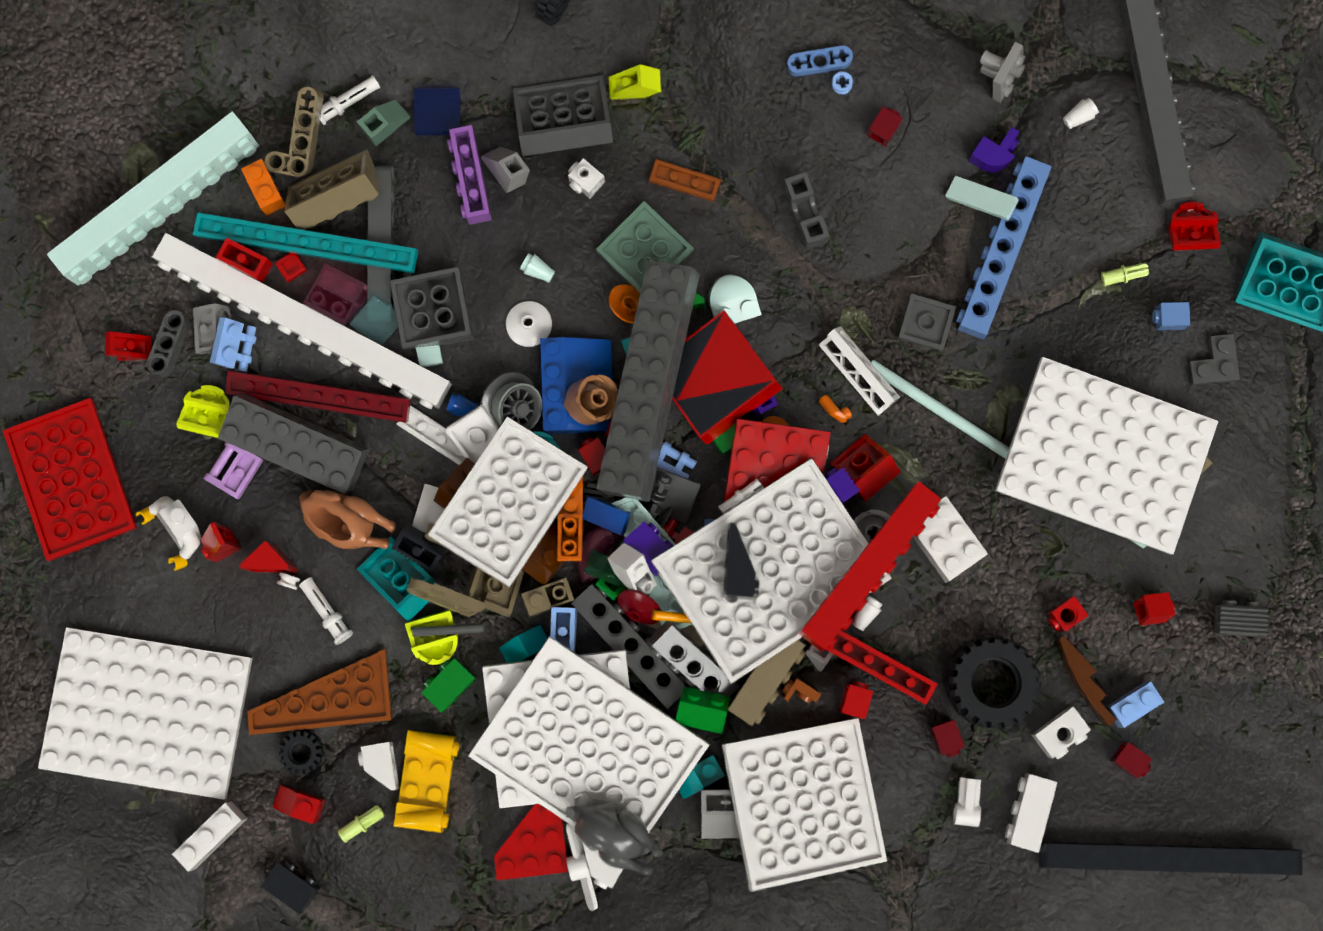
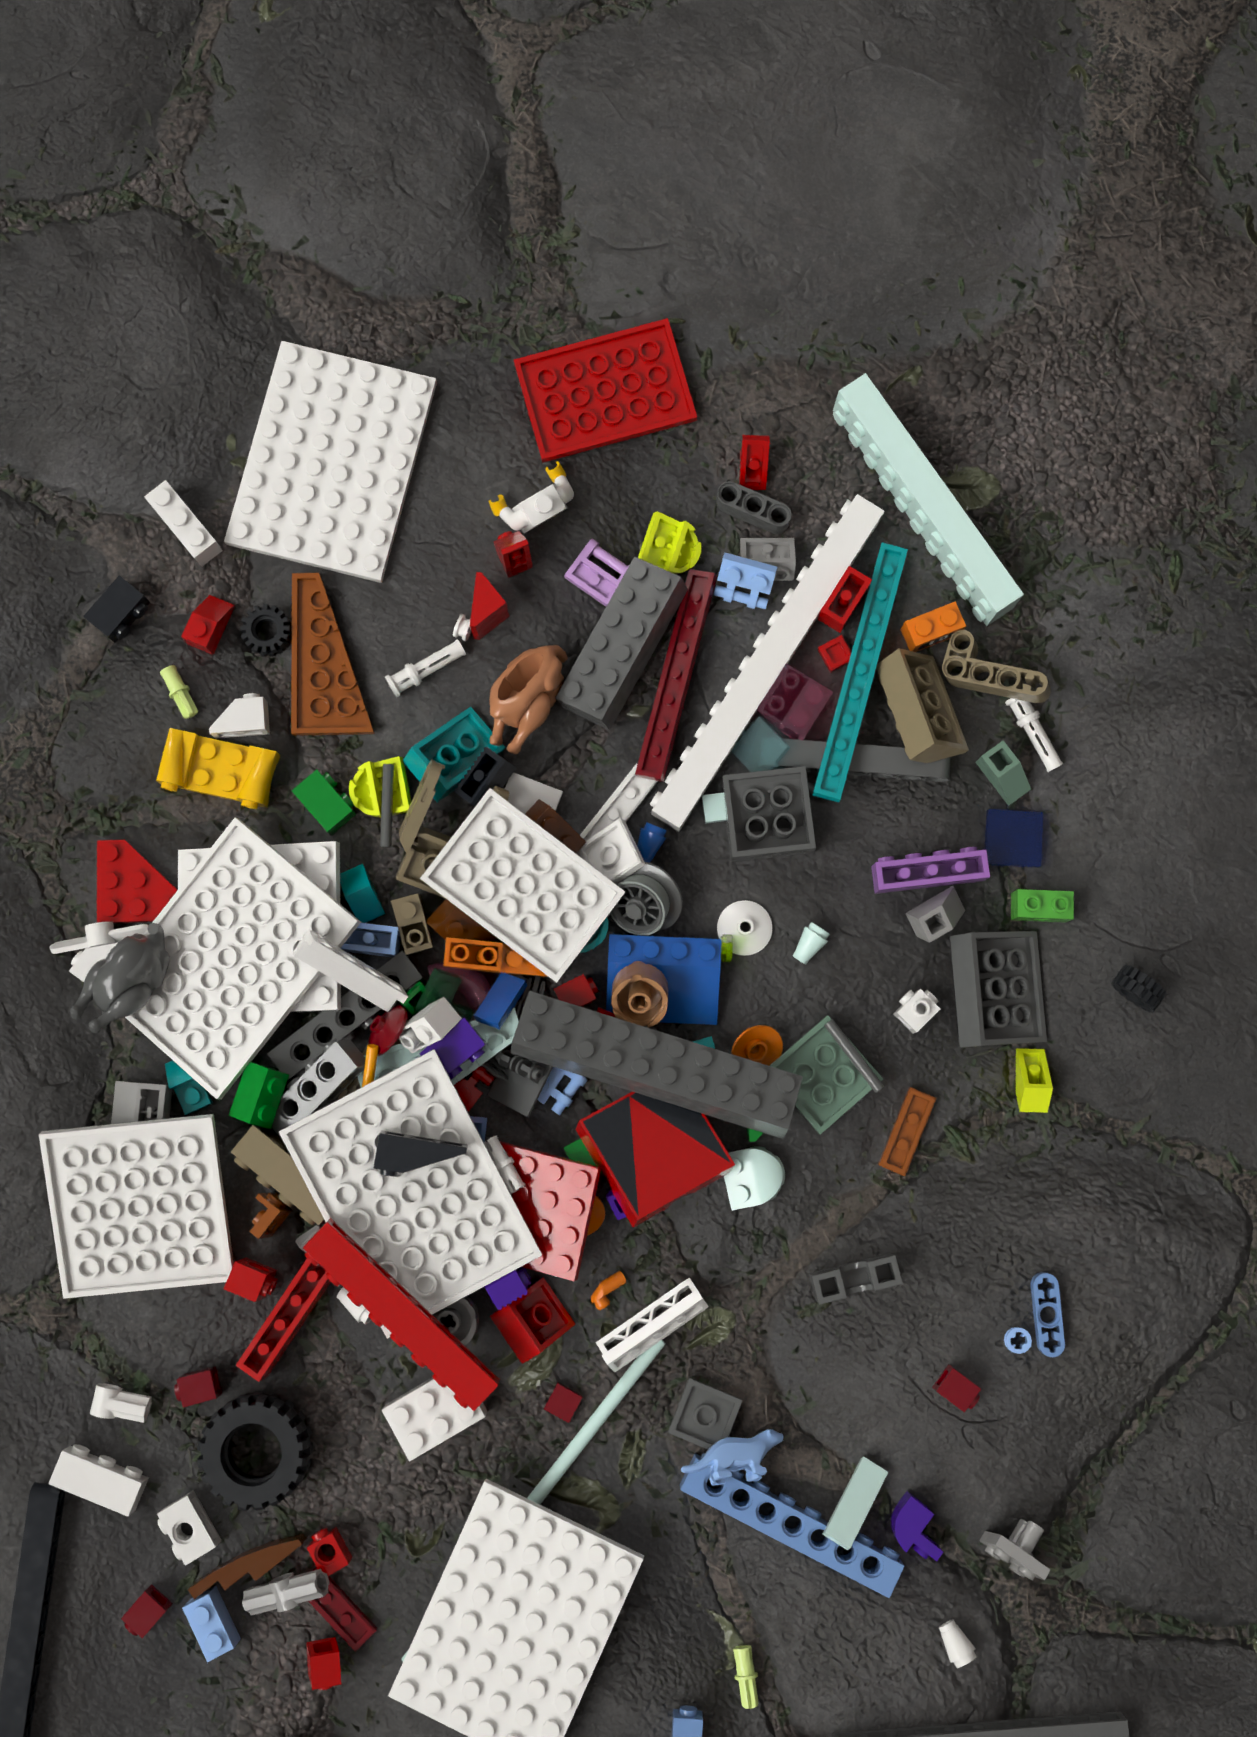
camera: 90 degrees right, 0 degrees up
(491, 84) = (1042, 905): none -> bright green brick
(546, 333) = (726, 947): none -> clear neon green tile
(592, 641) = (349, 971): none -> white fence
(626, 225) = (854, 1055): none -> dark grey bar
(928, 437) = (563, 1402): none -> dark red tile
(954, 294) = (735, 1455): none -> light blue animal
(1102, 645) = (285, 1592): none -> light grey piece
(1110, 605) = (344, 1616): none -> dark red tile

